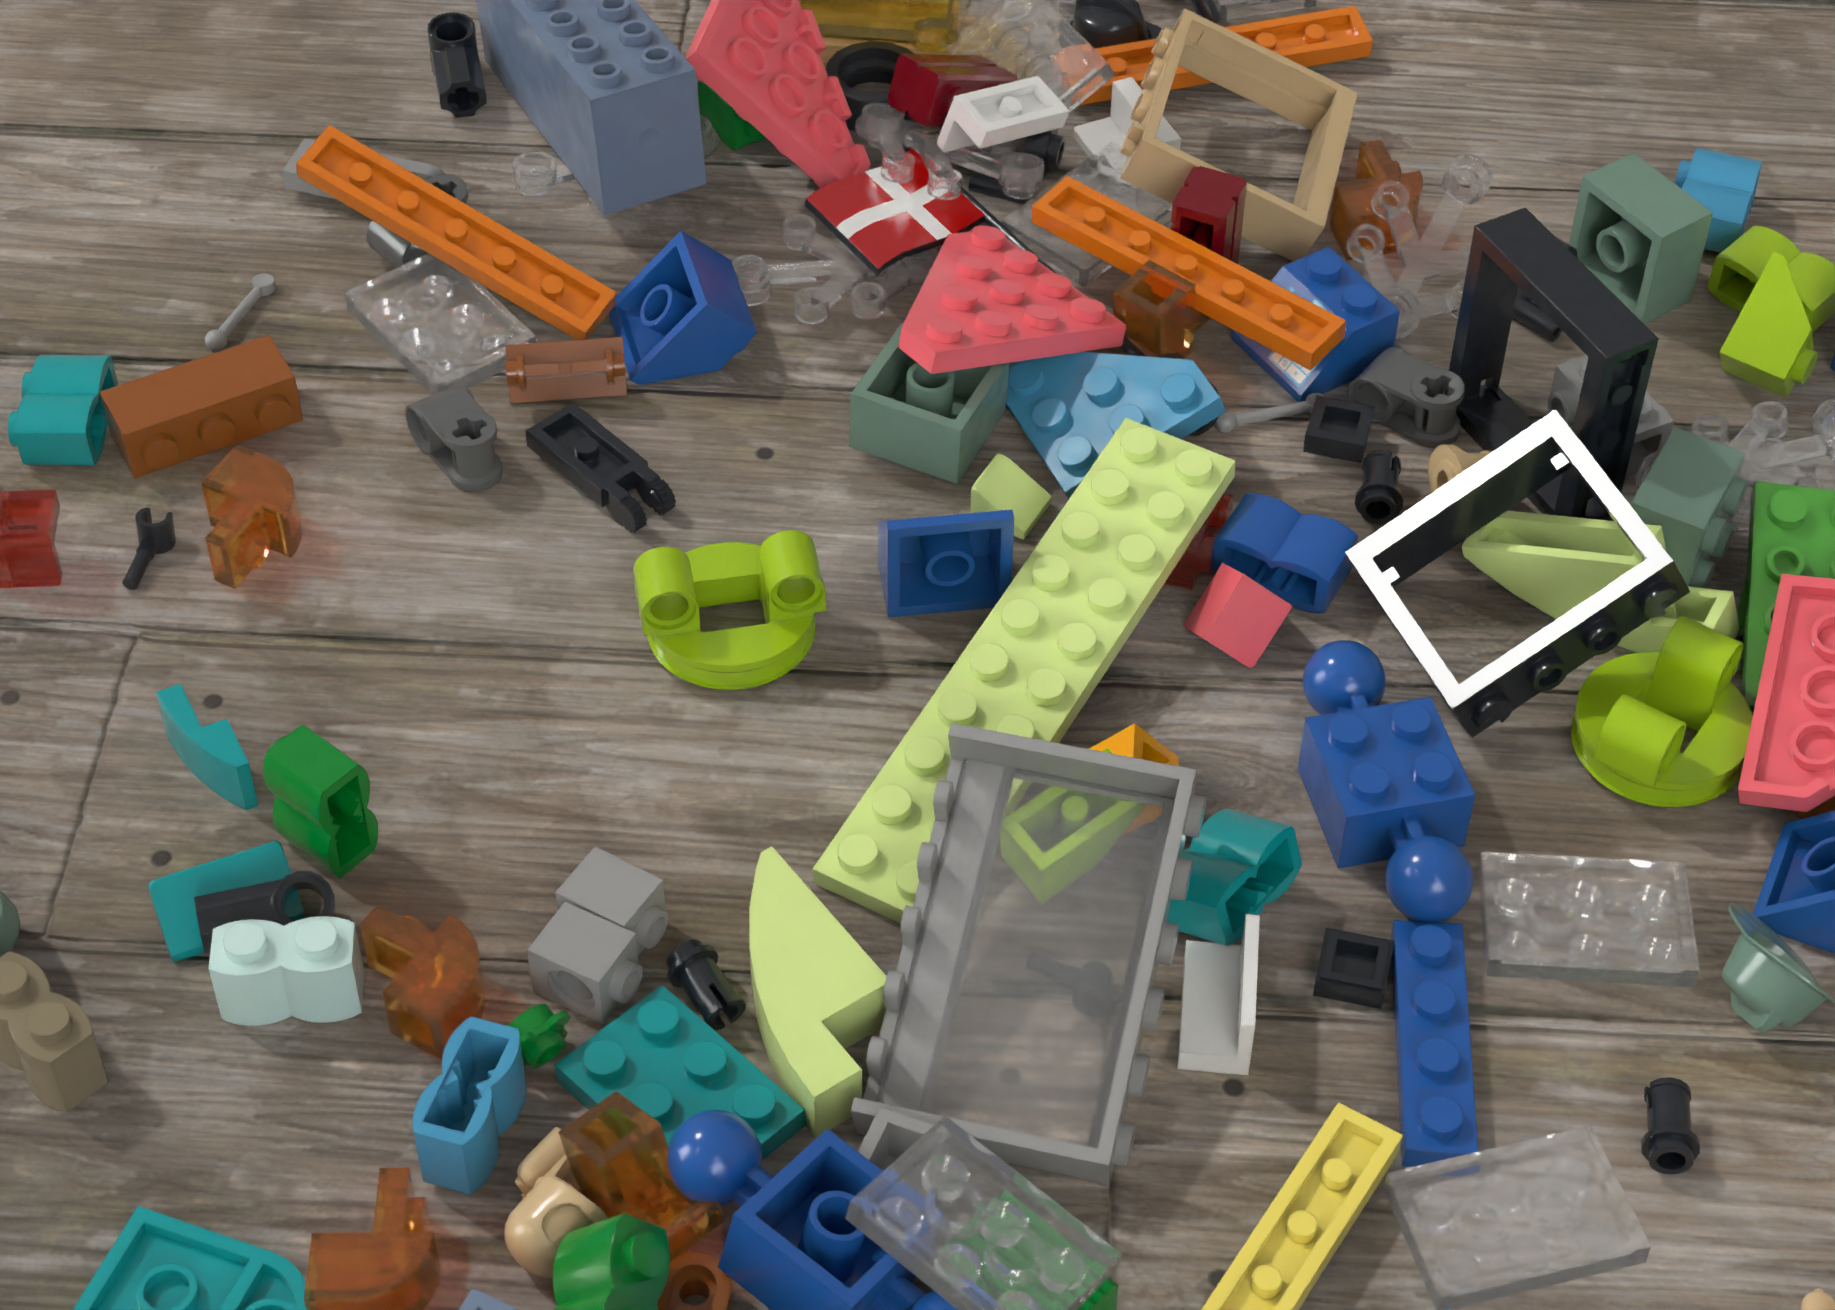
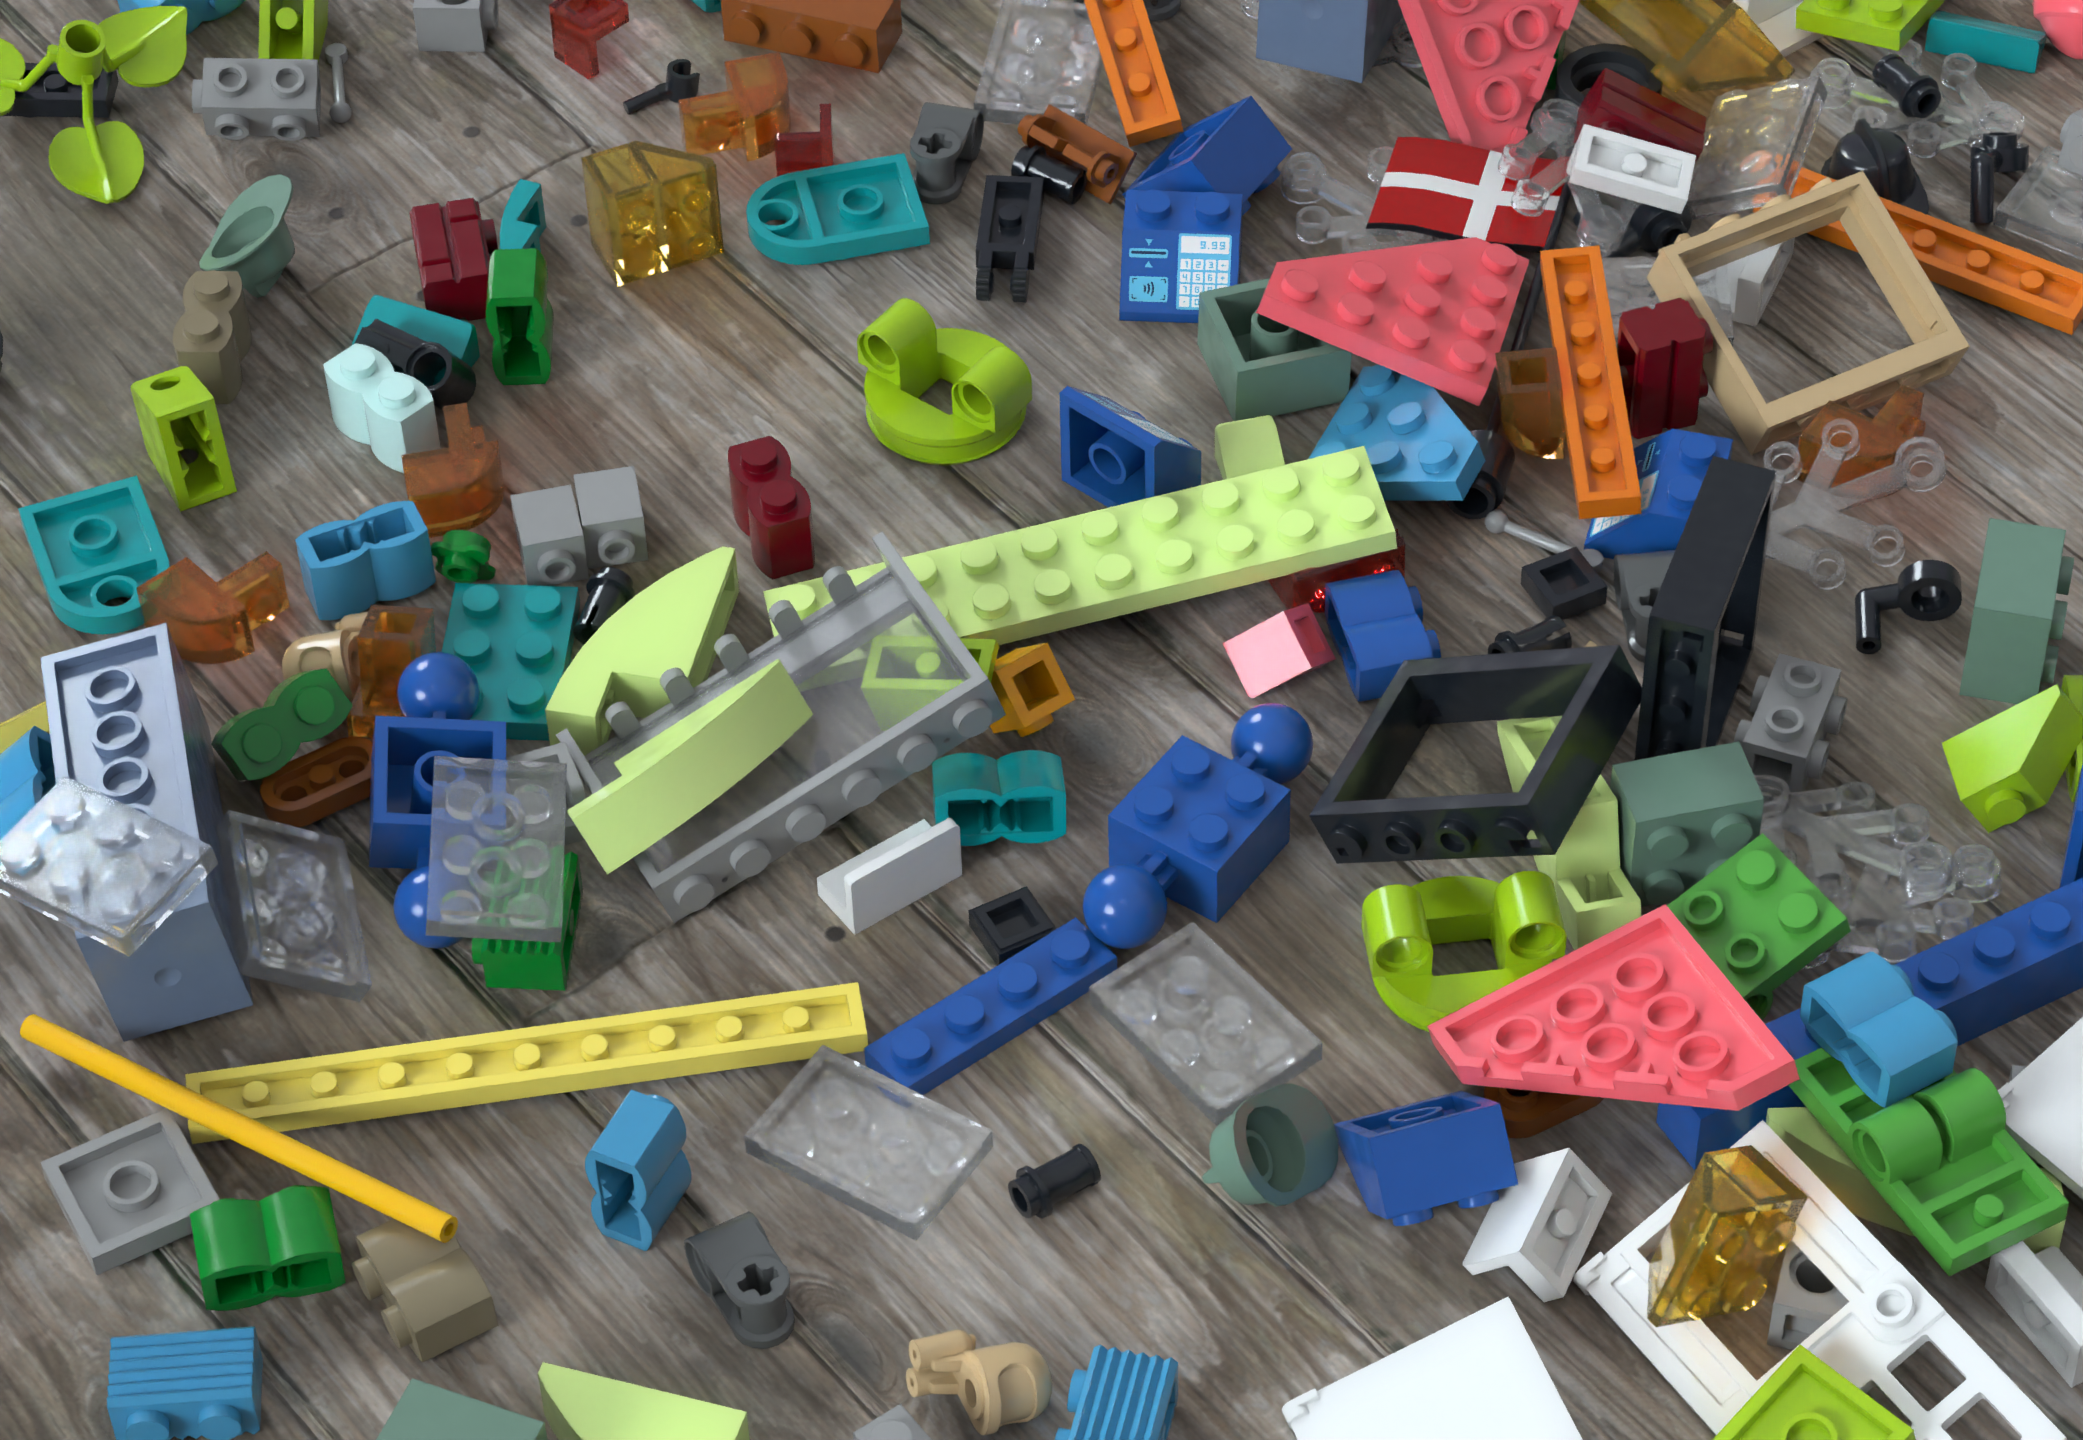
camera: 50 degrees right, 0 degrees up
(136, 1132) = (180, 415): none -> lime torso
(170, 804) = (453, 257): none -> dark red brick
(306, 638) = (651, 209): none -> clear yellow slope
(359, 515) = (806, 149): none -> clear red panel
(443, 535) = (838, 212): none -> teal plate
(546, 400) = (1058, 176): none -> black pin
(732, 796) = (771, 507): none -> dark red brick
(757, 390) = (1175, 250): none -> blue slope
(1025, 1045) = (690, 765): none -> yellowish green slope

